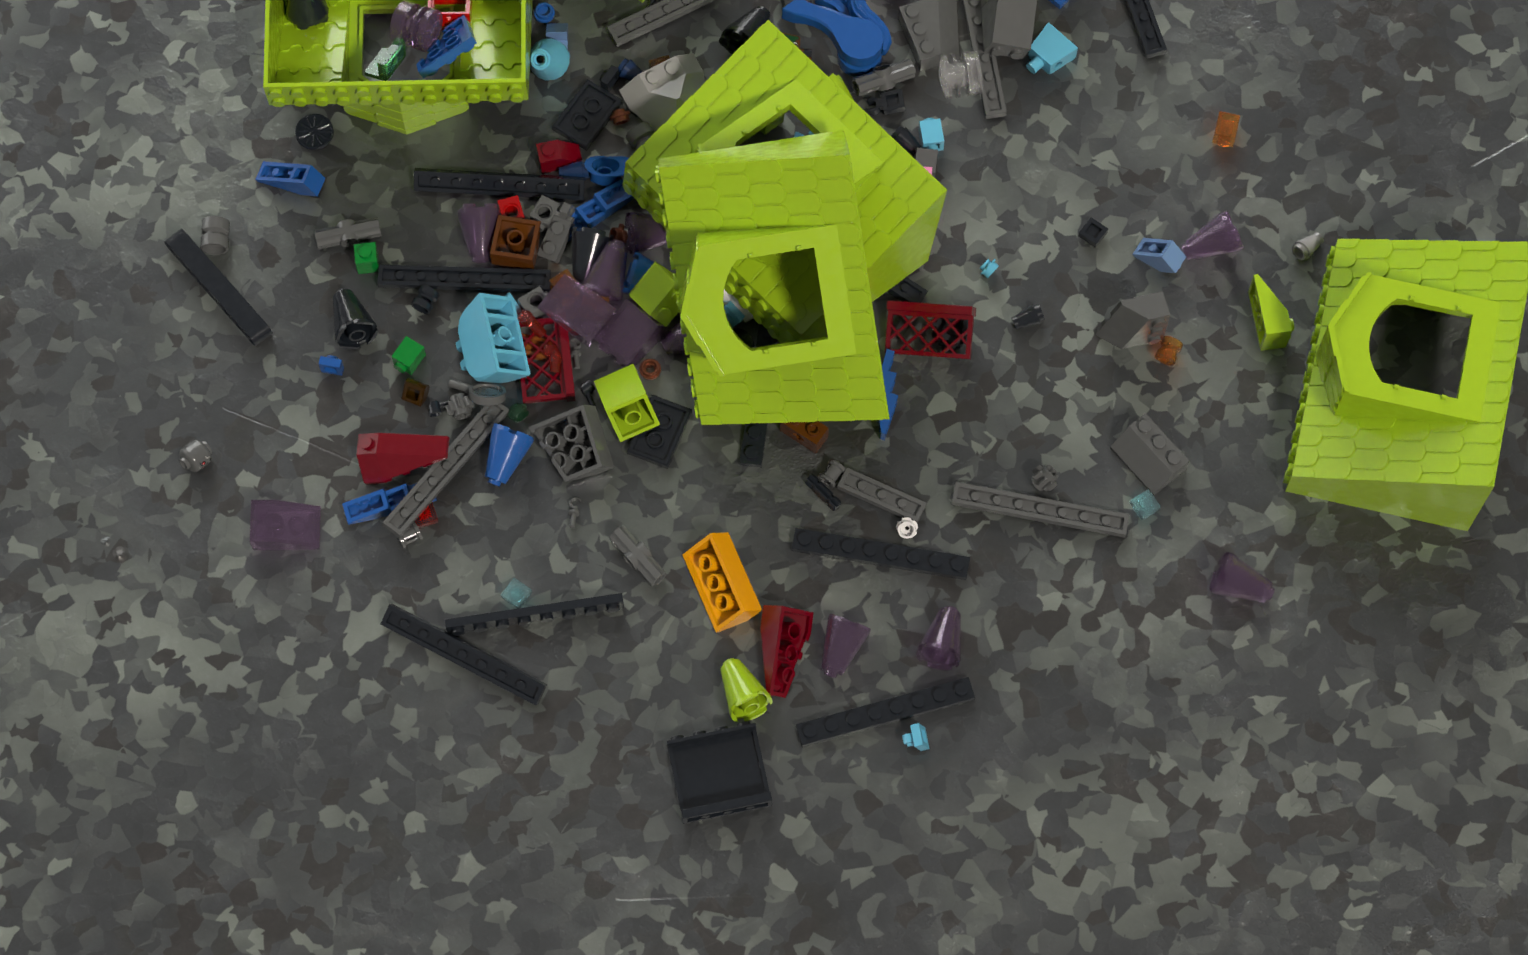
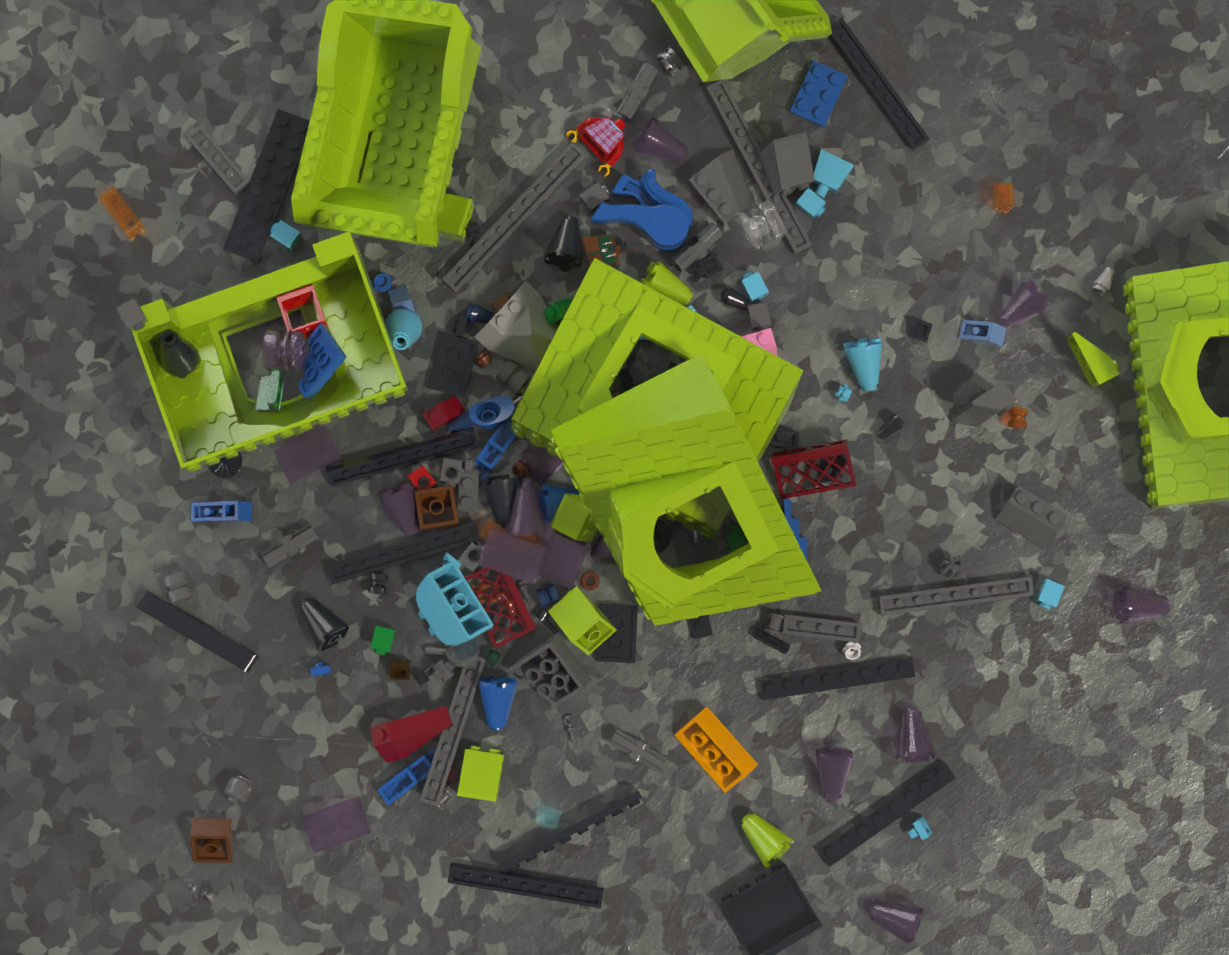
camera: 20 degrees left, 15 degrees up
(147, 498) = (212, 840): none -> reddish brown slope
(366, 258) = (314, 563): green brick -> none
(403, 150) = (308, 454): none -> clear purple slope
(458, 524) = (481, 774): none -> lime slope
(528, 318) = (475, 577): clear red arm -> none
(594, 367) = (543, 596): none -> dark blue wheel
(782, 640) = (782, 782): dark red wedge -> none
(859, 824) = (897, 919): none -> clear purple cone
(1019, 74) = (811, 204): none -> medium azure brick
(1023, 241) = (865, 361): none -> medium azure cone
(1143, 539) = (1049, 594): none -> medium azure brick
(1145, 504) = (1040, 561): clear light blue plate -> none

